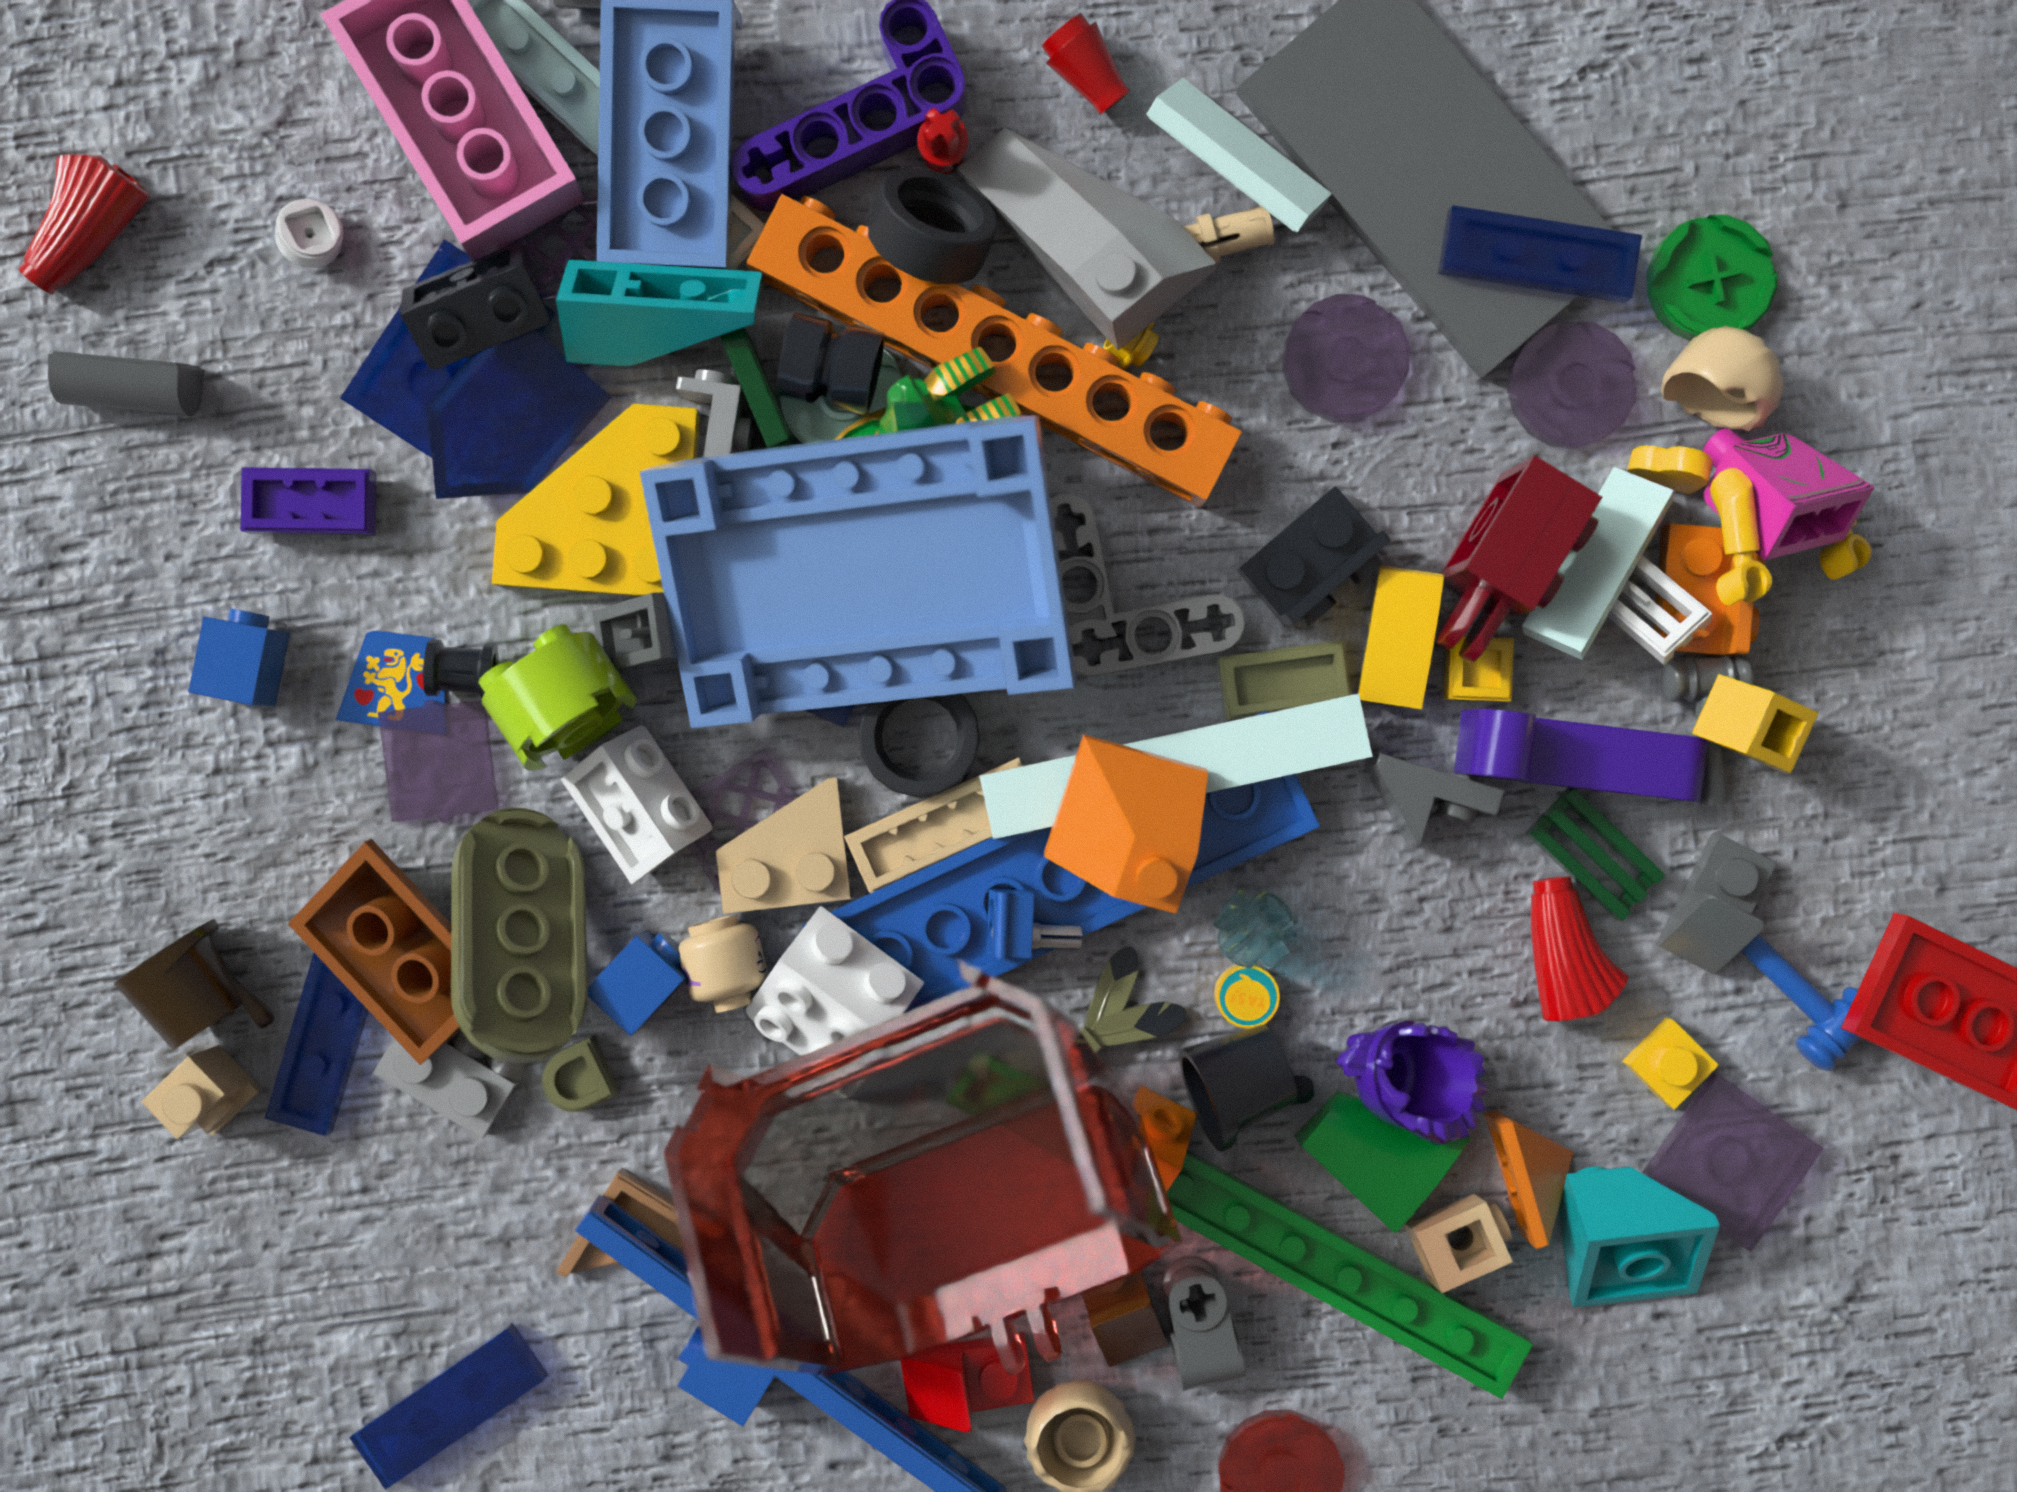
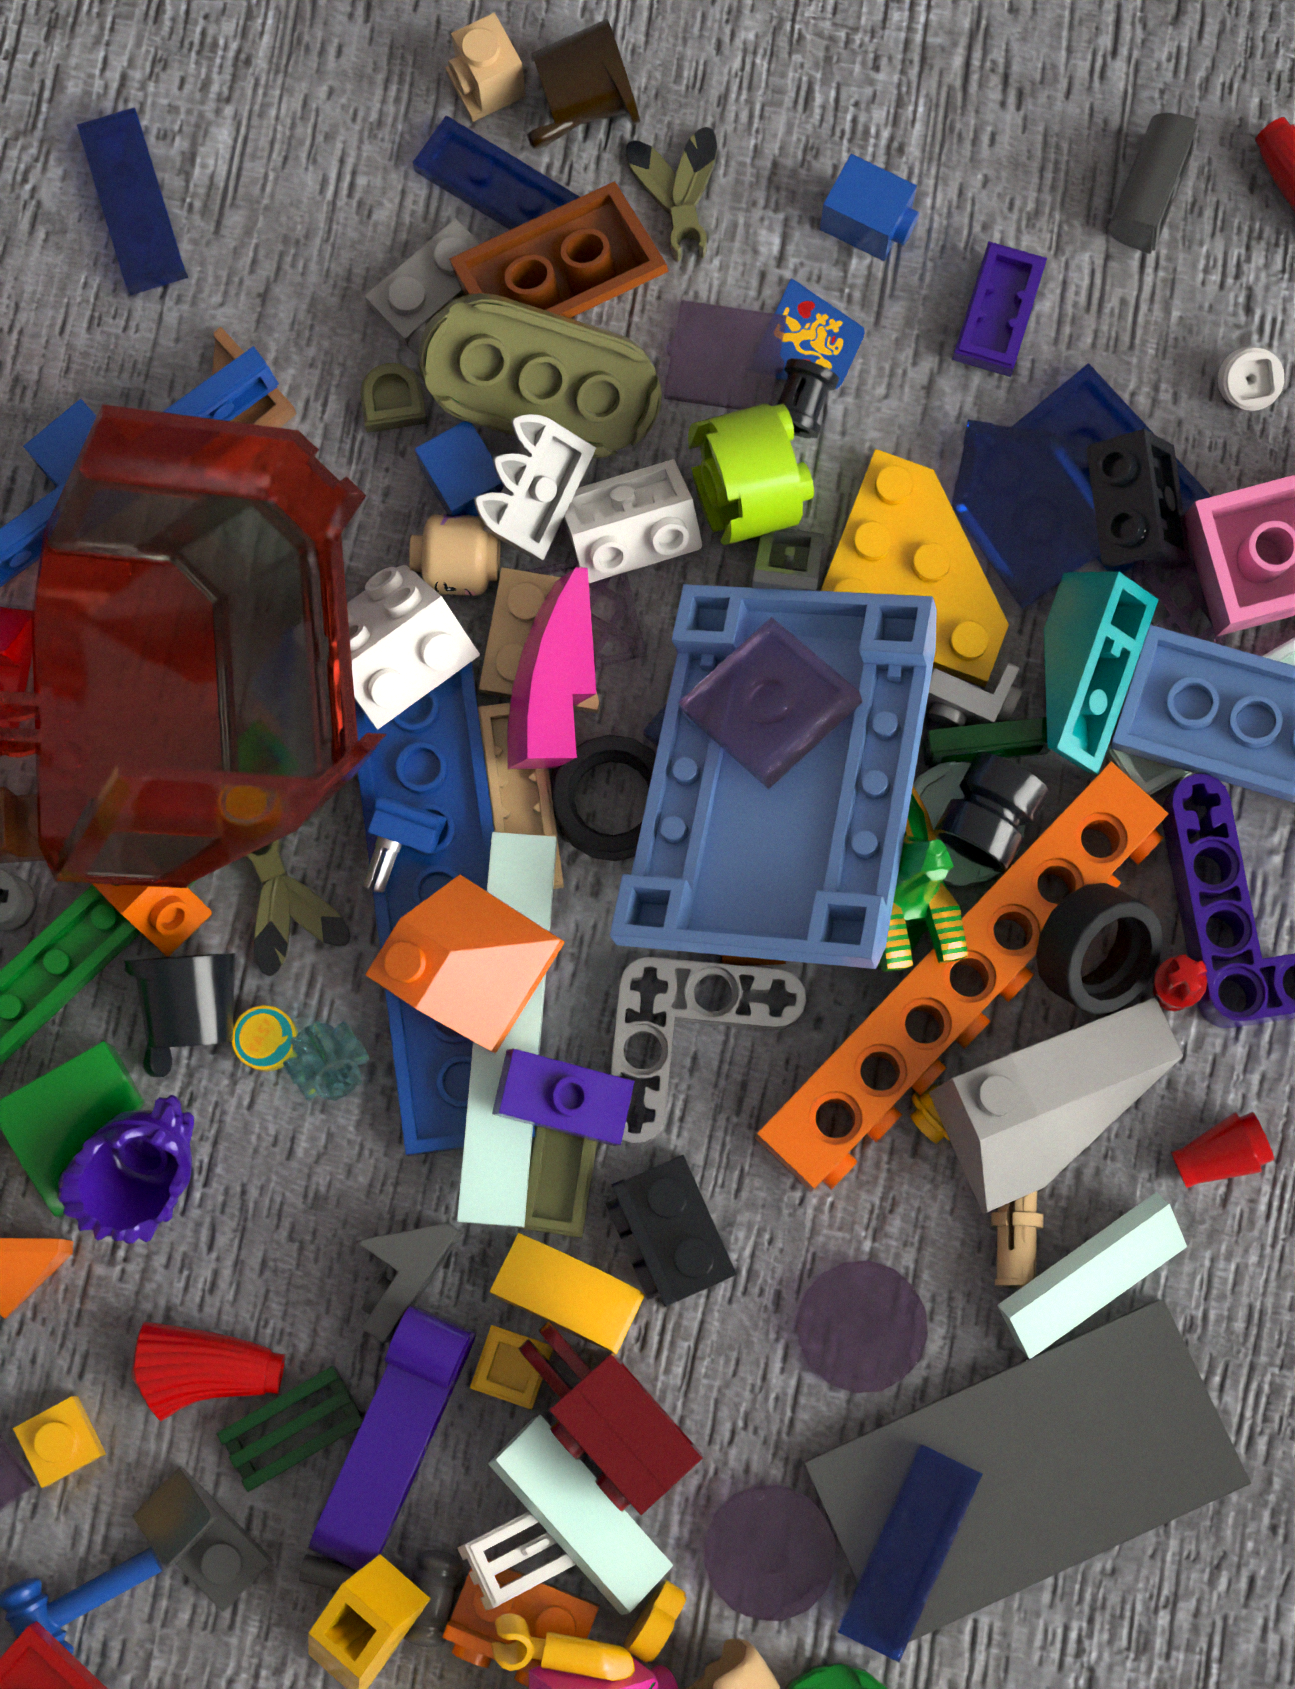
camera: 110 degrees right, 10 degrees down
(277, 859) = (679, 191): none -> olive piece
(632, 904) = (536, 485): none -> plate
(790, 603) = (770, 702): none -> clear purple tile
(820, 828) = (553, 677): none -> dark pink slope
(1228, 692) = (563, 1097): none -> dark purple plate

